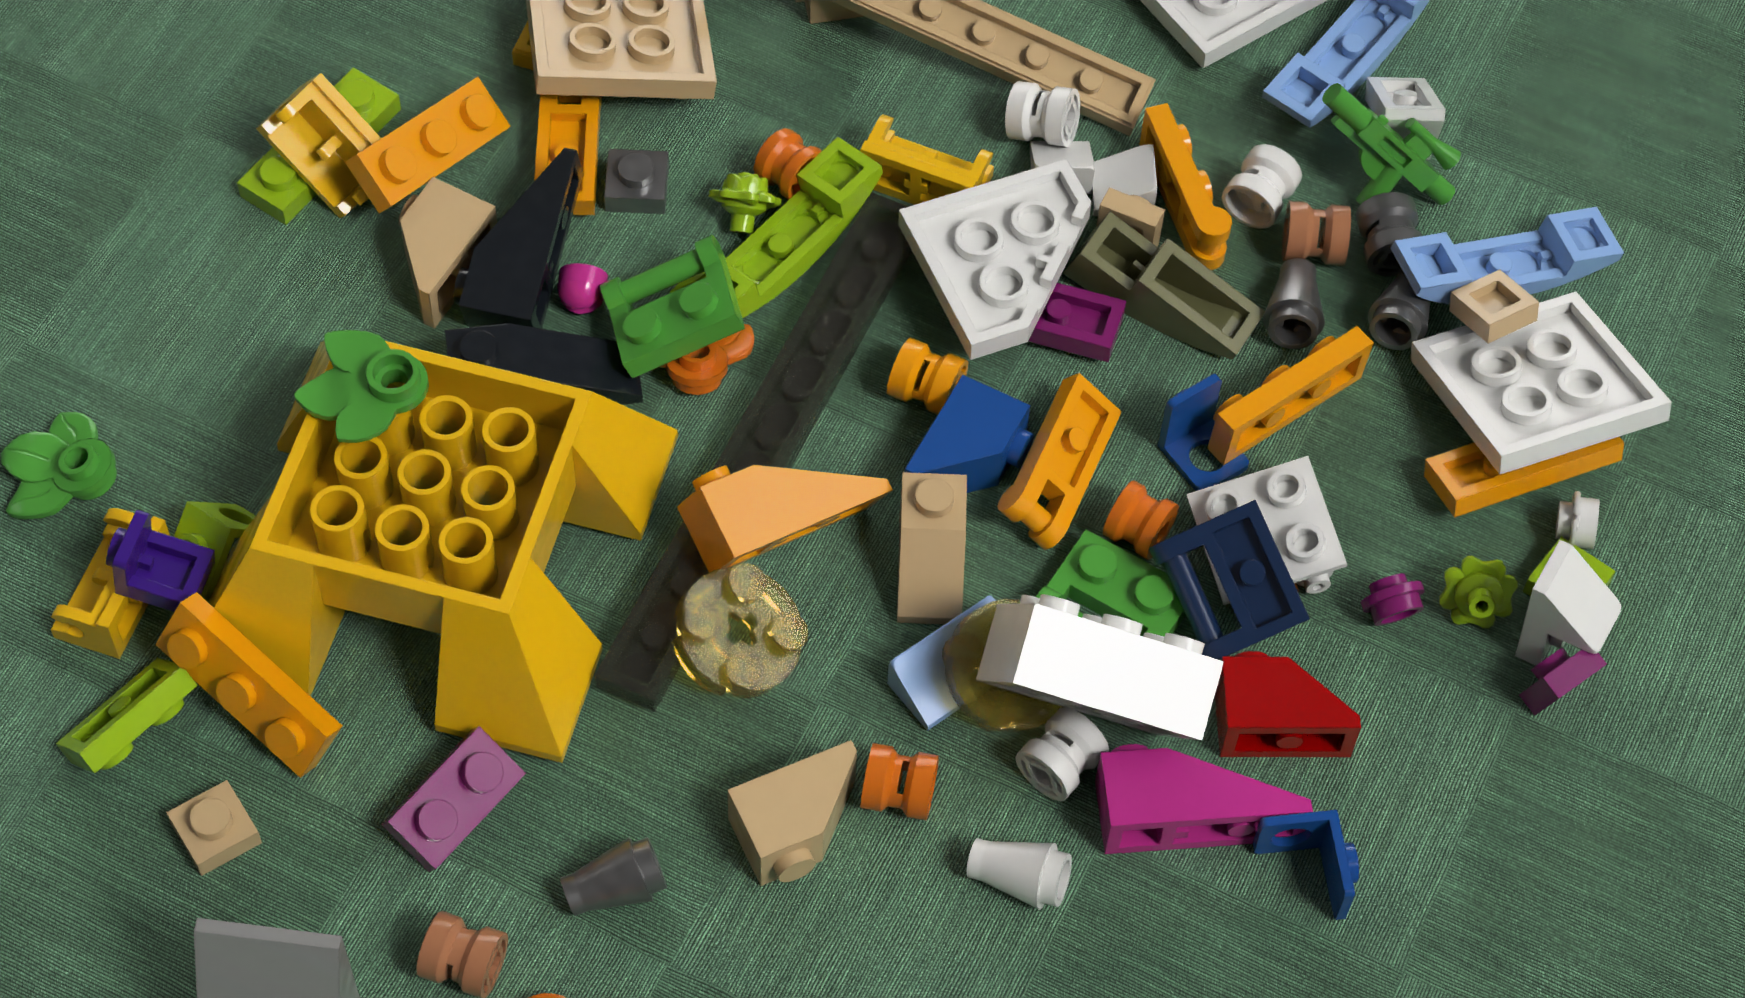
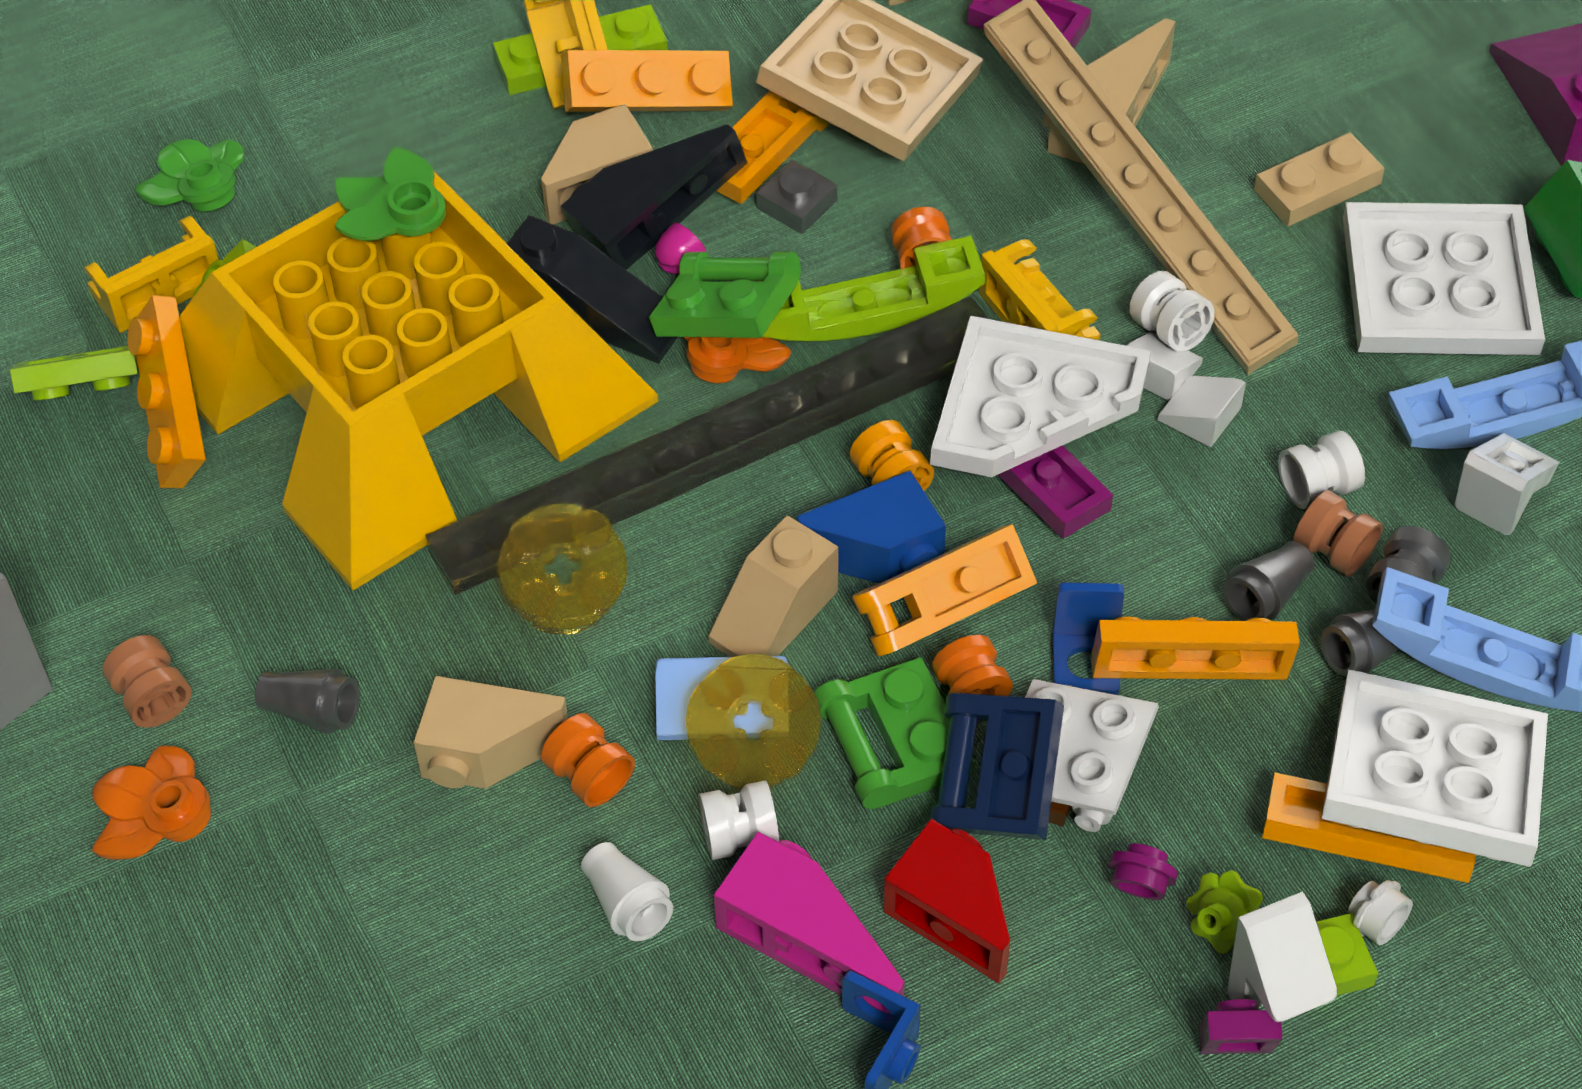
camera: 40 degrees right, 5 degrees down
(156, 565) = (167, 259): dark purple bracket -> none
(214, 827) = (69, 486): tan plate -> none
(453, 799) = (245, 565): magenta plate -> none
(744, 197) = (864, 249): lime plant -> none
(768, 507) = (655, 483): light orange slope -> none
(1101, 666) = (799, 754): white brick -> none
(1135, 212) = (1173, 437): tan plate -> none
(1164, 288) = (1159, 504): olive slope -> none
(1185, 189) = (1250, 436): light orange plate -> none
(1386, 154) = (1453, 498): bright green piece -> none
(1494, 306) = (1443, 676): tan plate -> none

